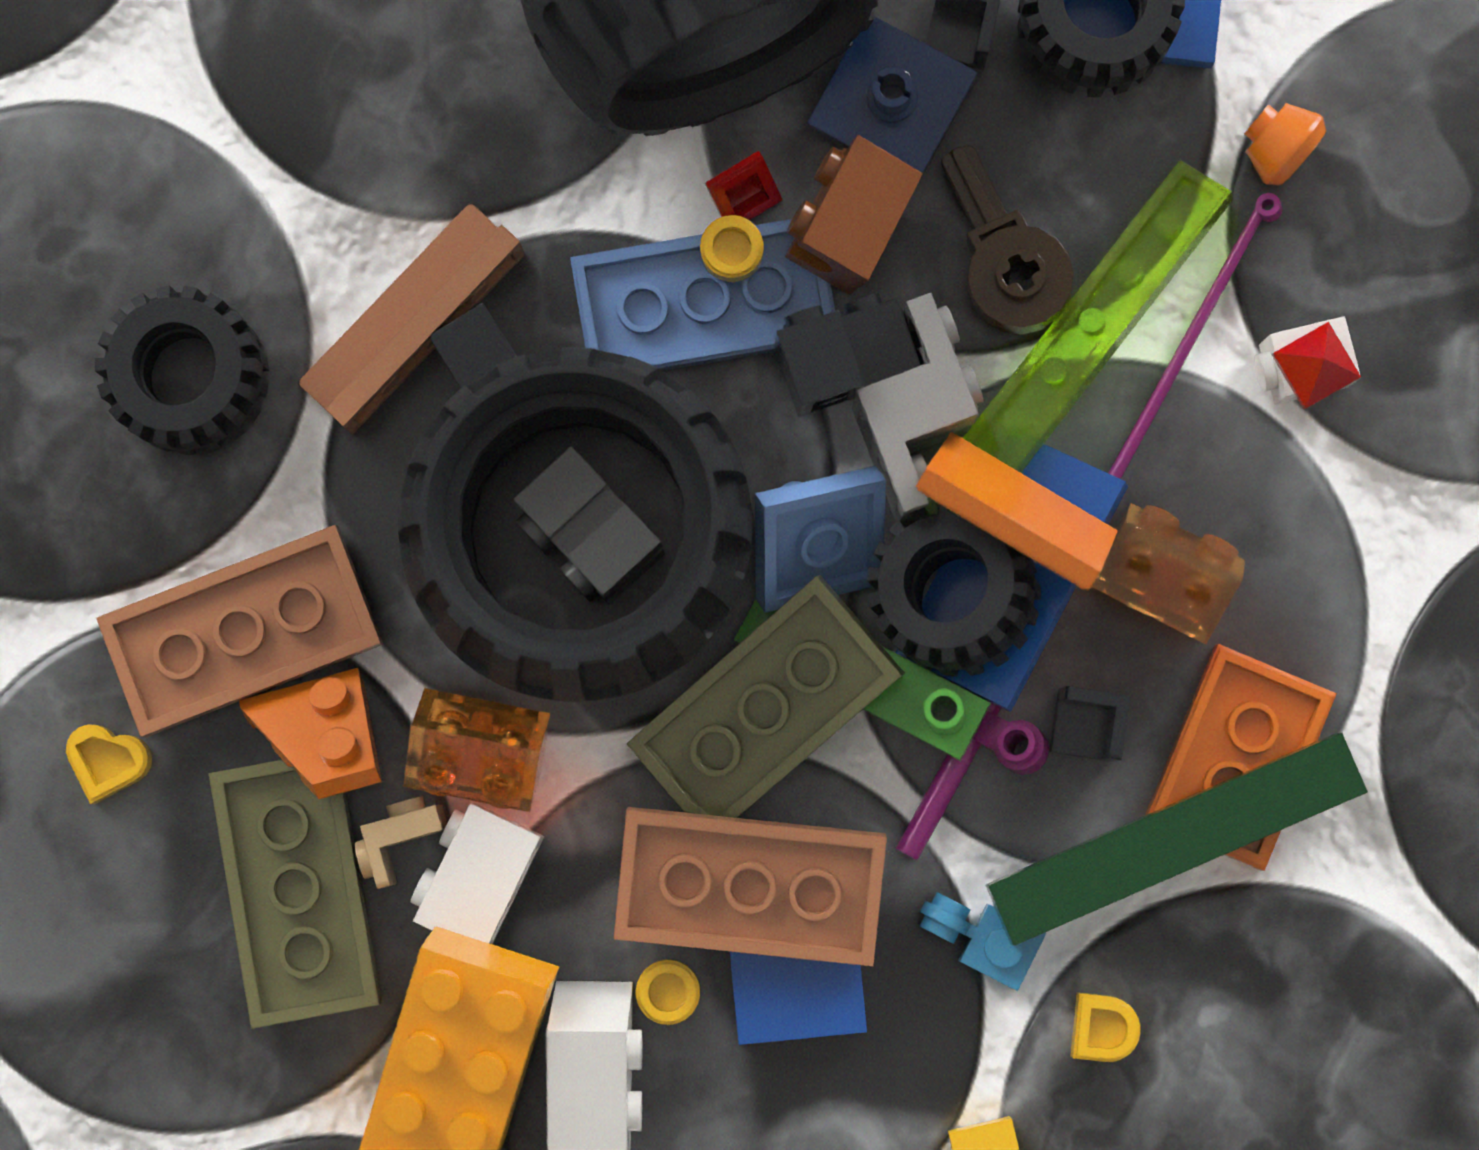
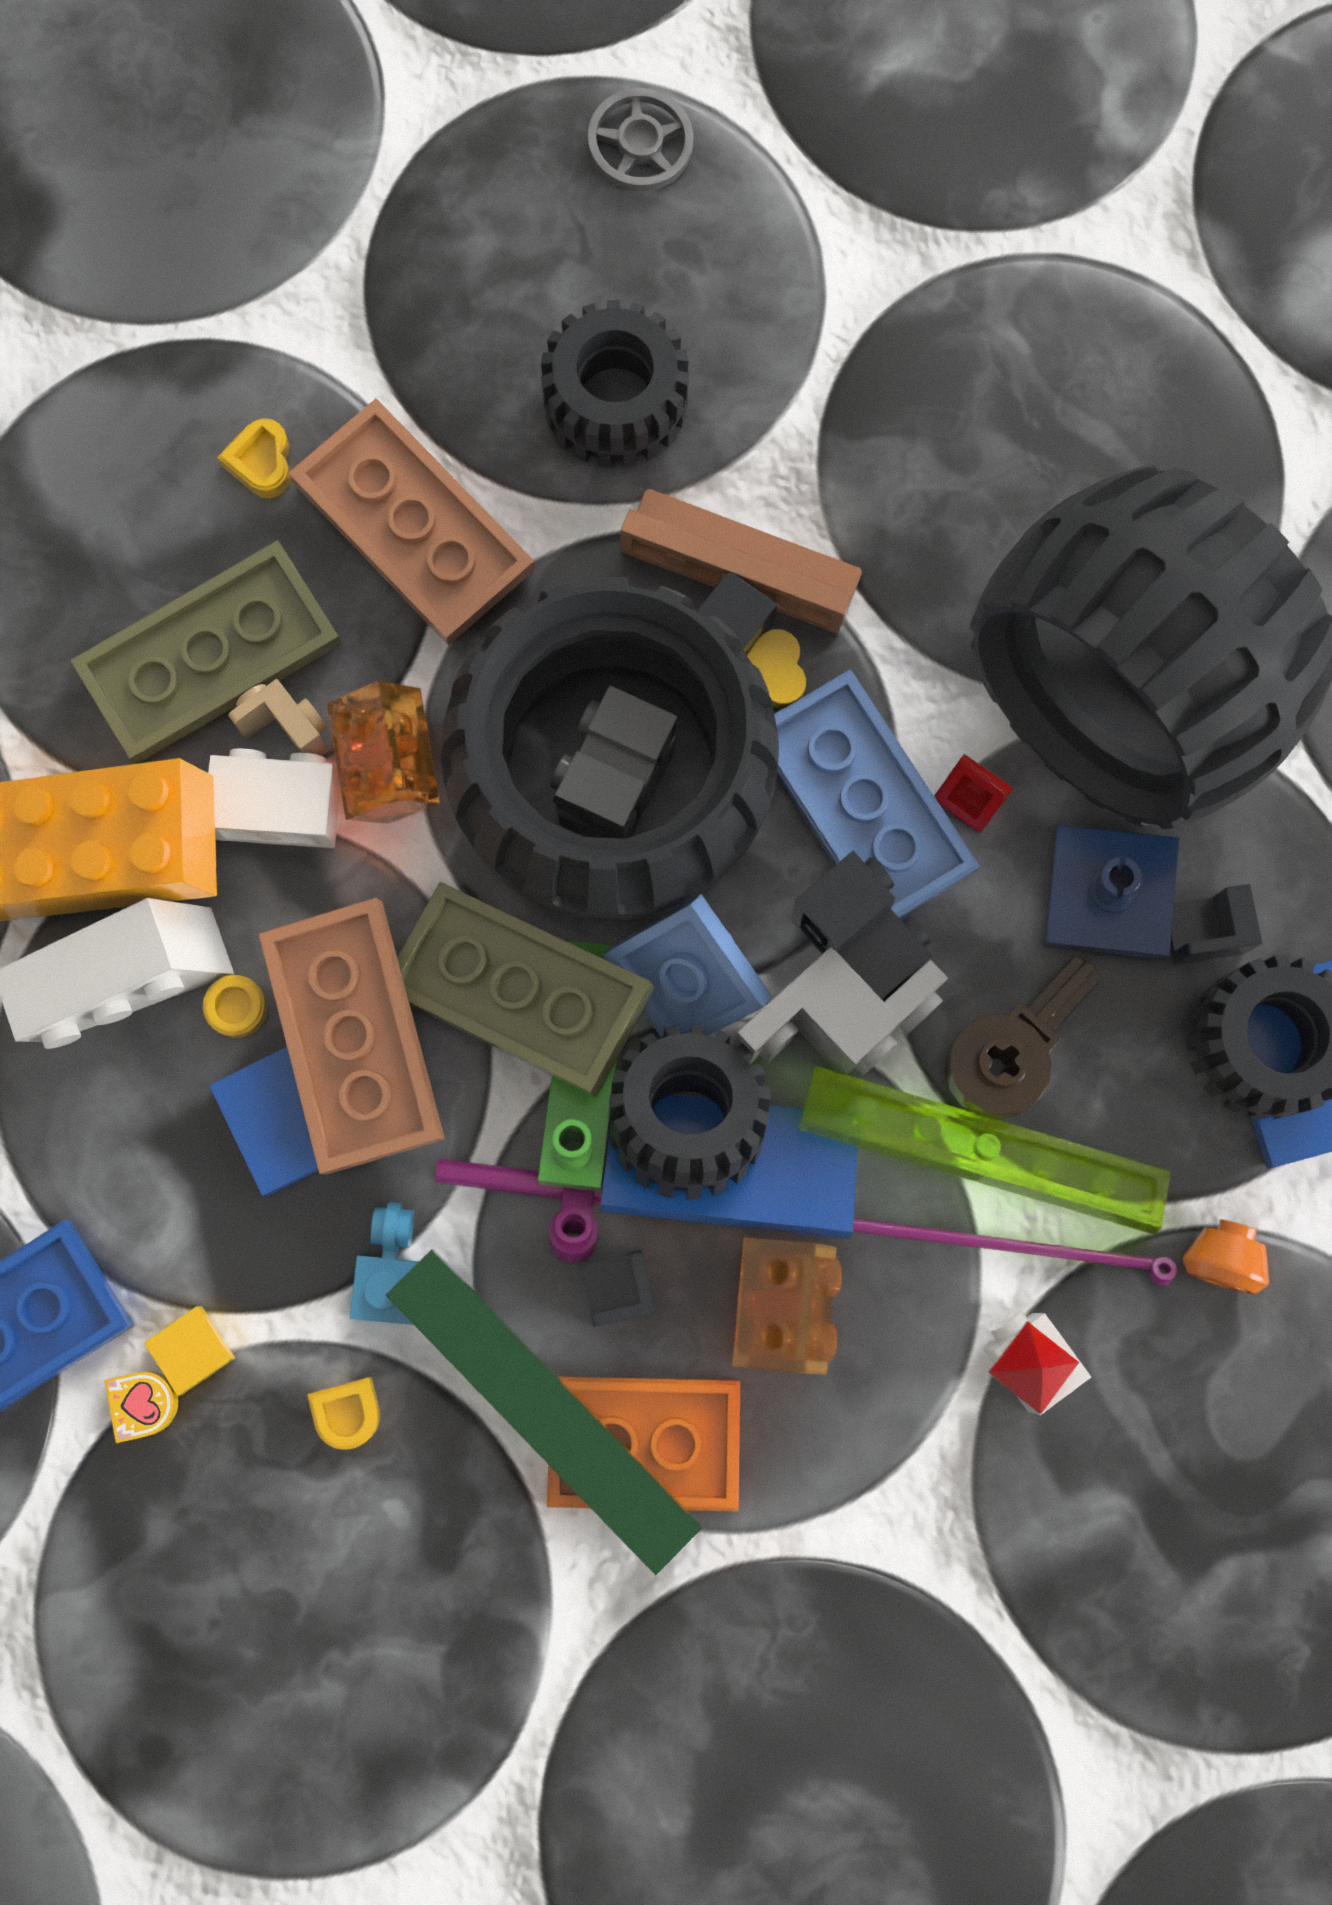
camera: 60 degrees right, 5 degrees down
(320, 731) = (349, 618): orange wing -> none
(538, 329) = (777, 659): none -> yellow tile
(731, 248) = (916, 801): yellow tile -> none
(852, 214) = (992, 892): dark orange brick -> none
(1018, 511) = (781, 1135): orange tile -> none

